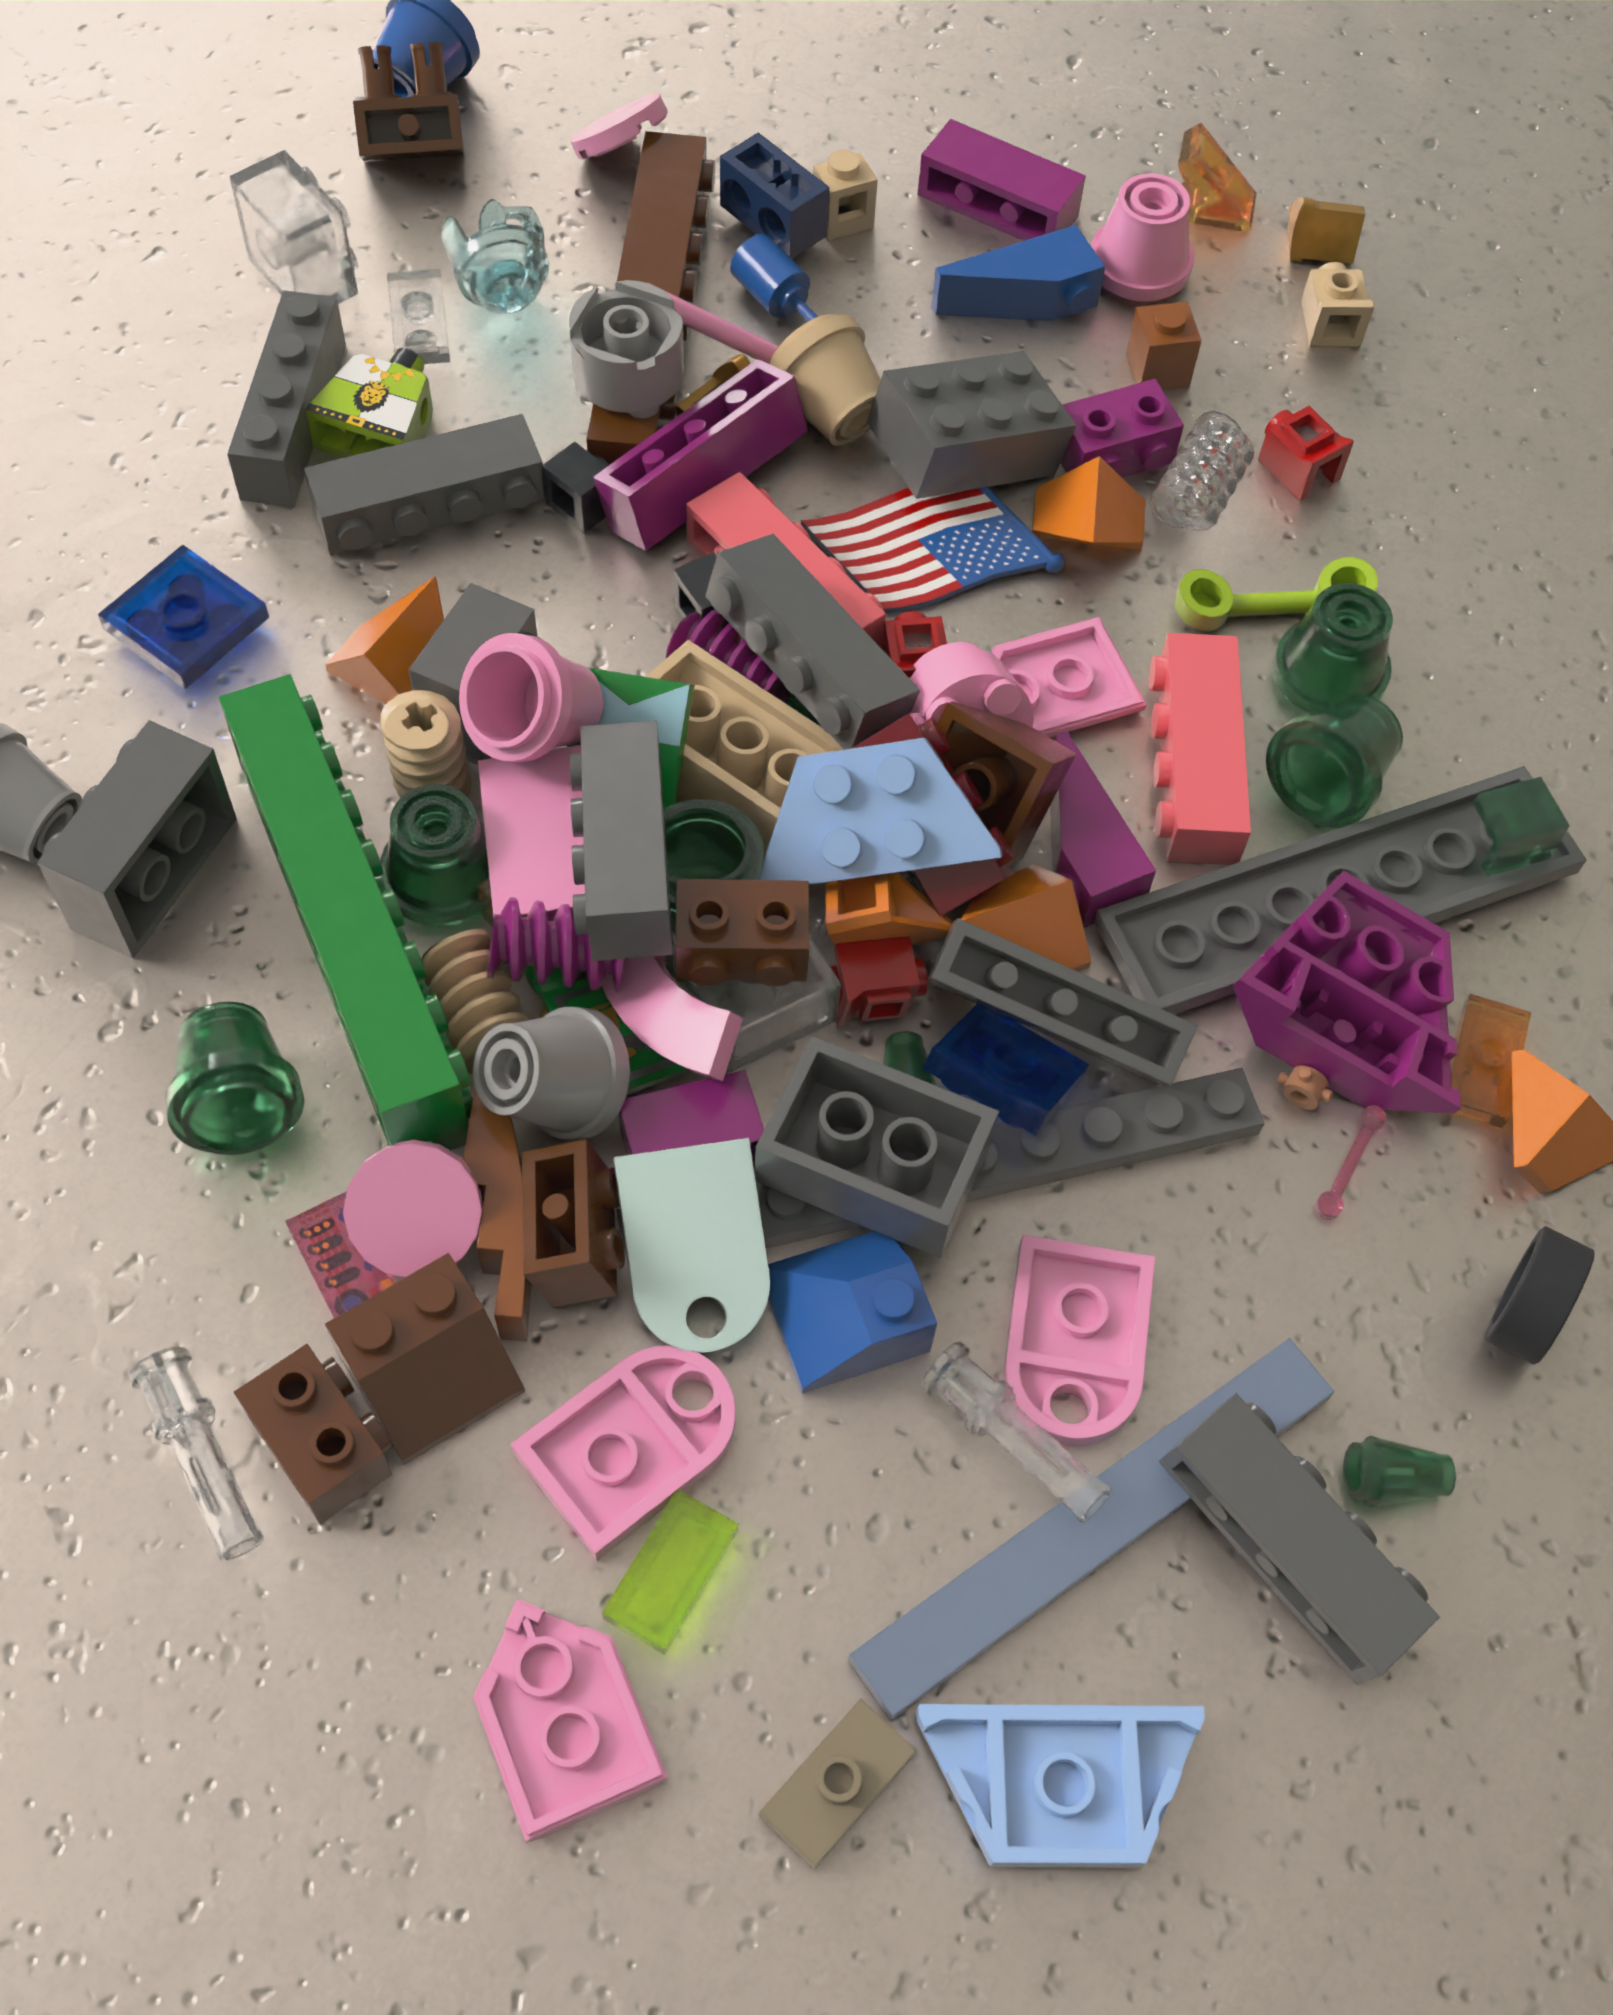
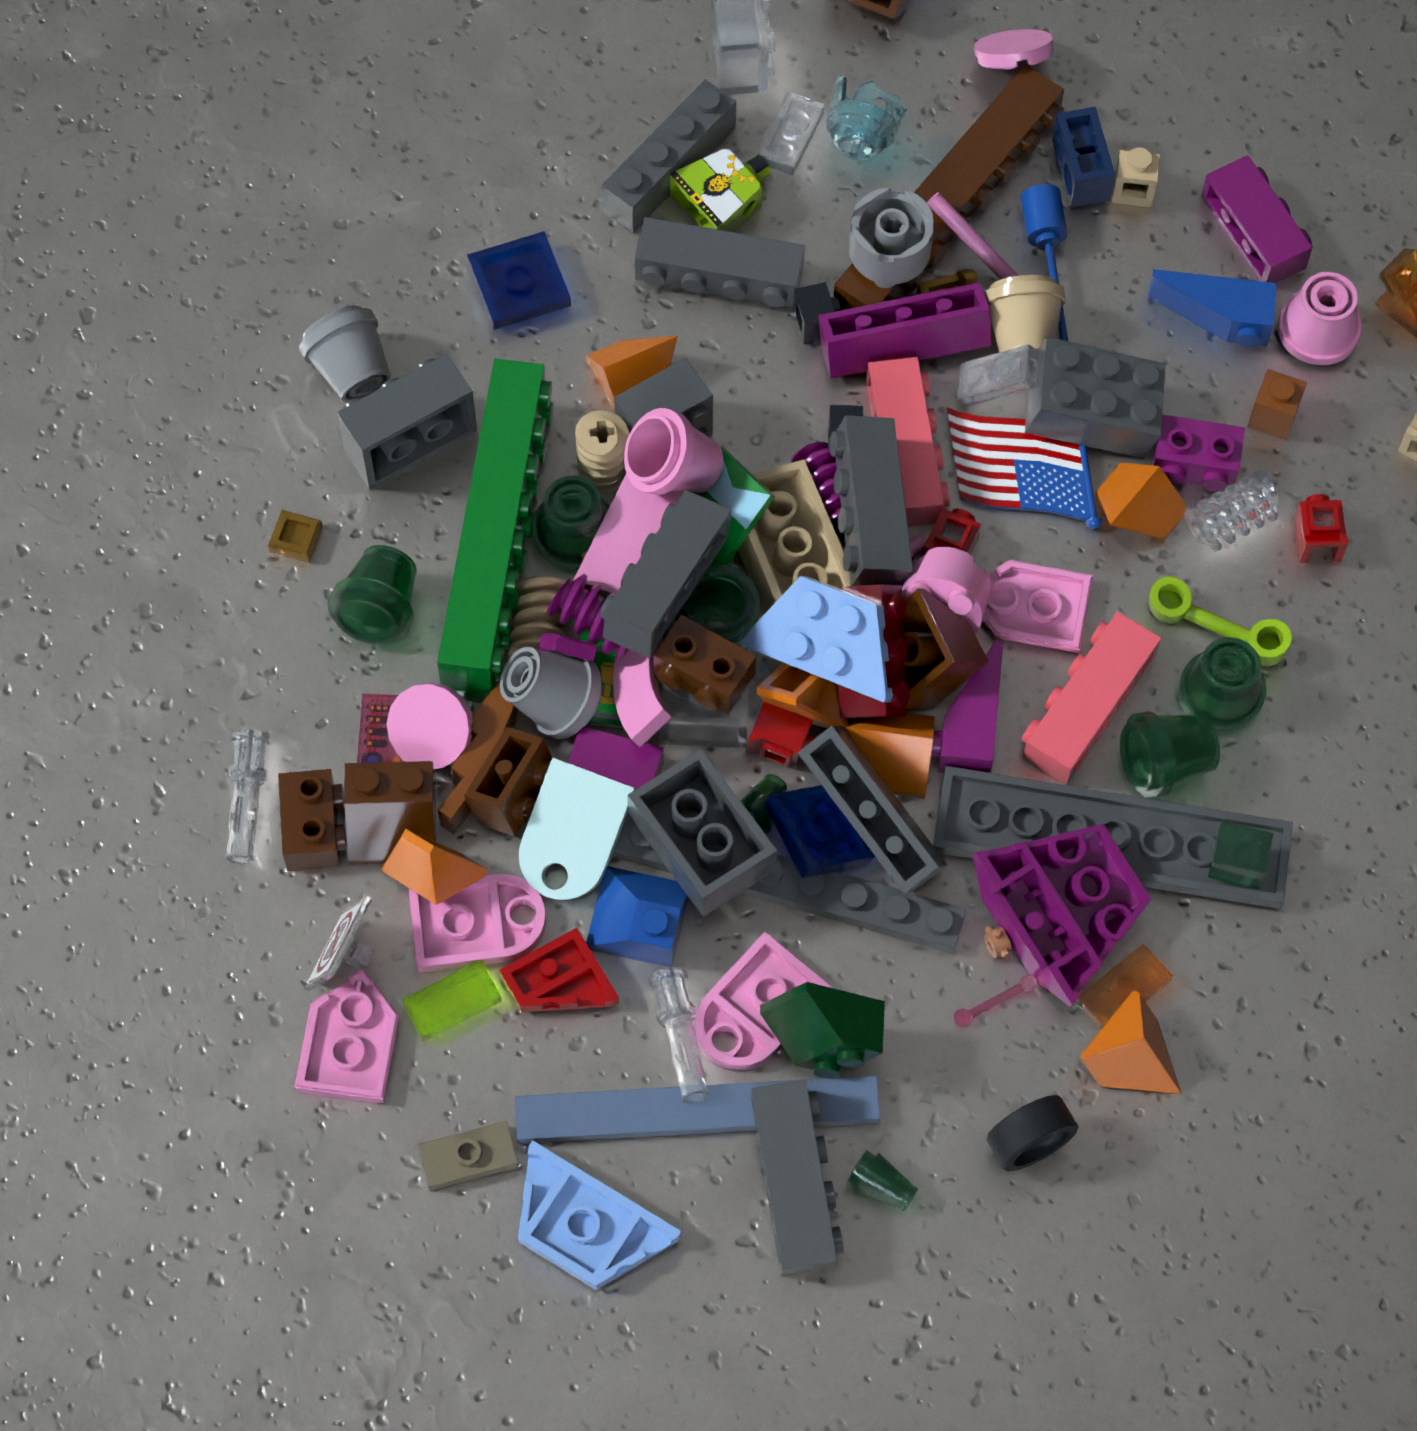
camera: 35 degrees right, 5 degrees up
(64, 1066) = (295, 536): none -> pearl gold tile
(474, 1586) = (342, 946): none -> clear piece
(531, 1403) = (431, 867): none -> orange slope
(542, 1002) = (567, 646): none -> magenta tile
(800, 1451) = (559, 977): none -> red wing
(843, 452) = (997, 375): none -> clear plate
(1209, 1310) = (826, 1027): none -> dark green slope

